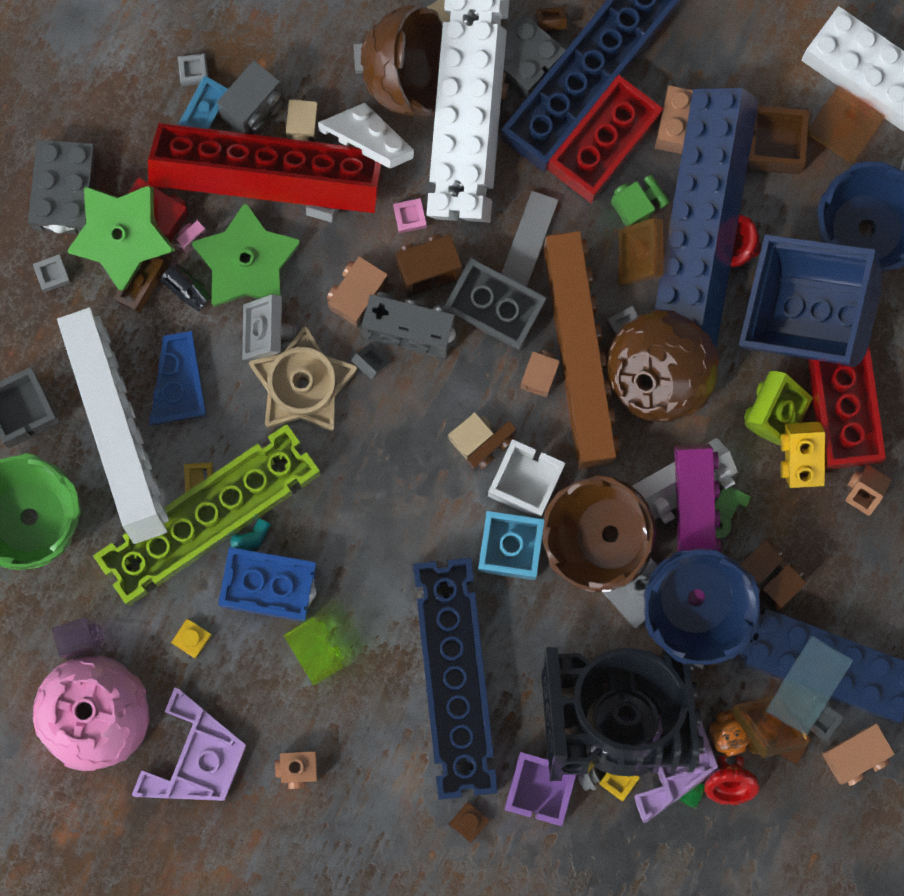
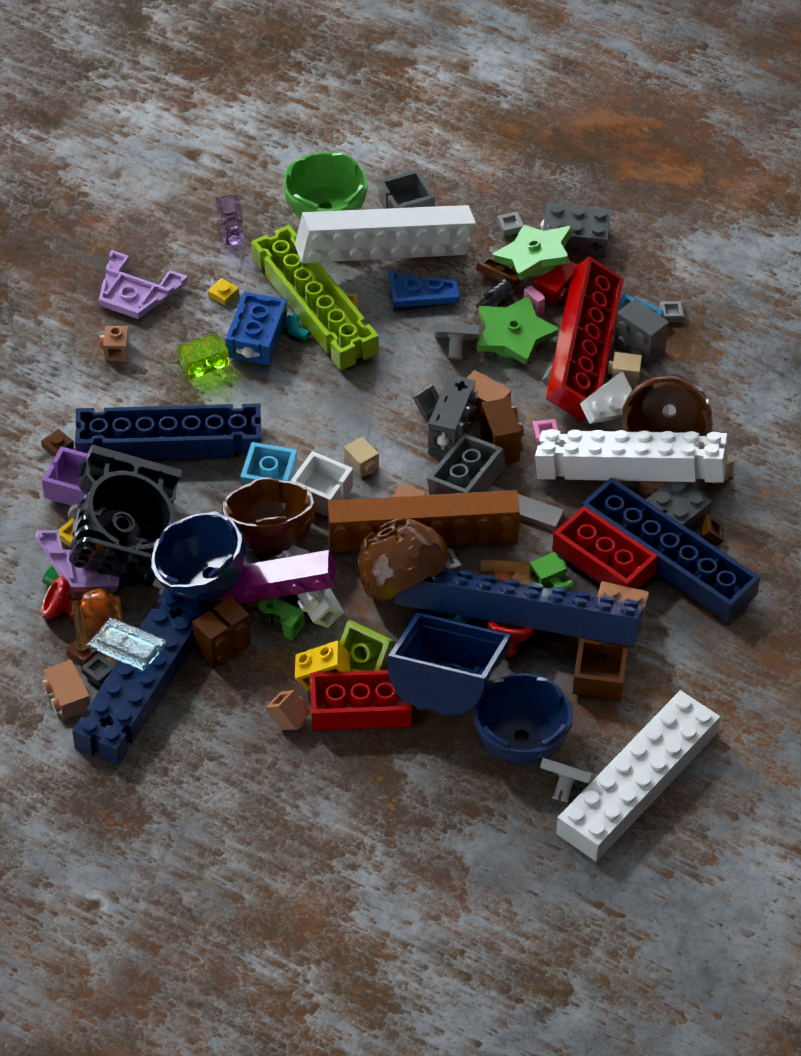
camera: 95 degrees right, 30 degrees down
(117, 716) = (175, 235): bright pink piece -> none
(302, 362) = (413, 359): tan plate -> none
(483, 455) = (361, 476): reddish brown plate -> none
(845, 124) = (613, 728): clear orange tile -> none

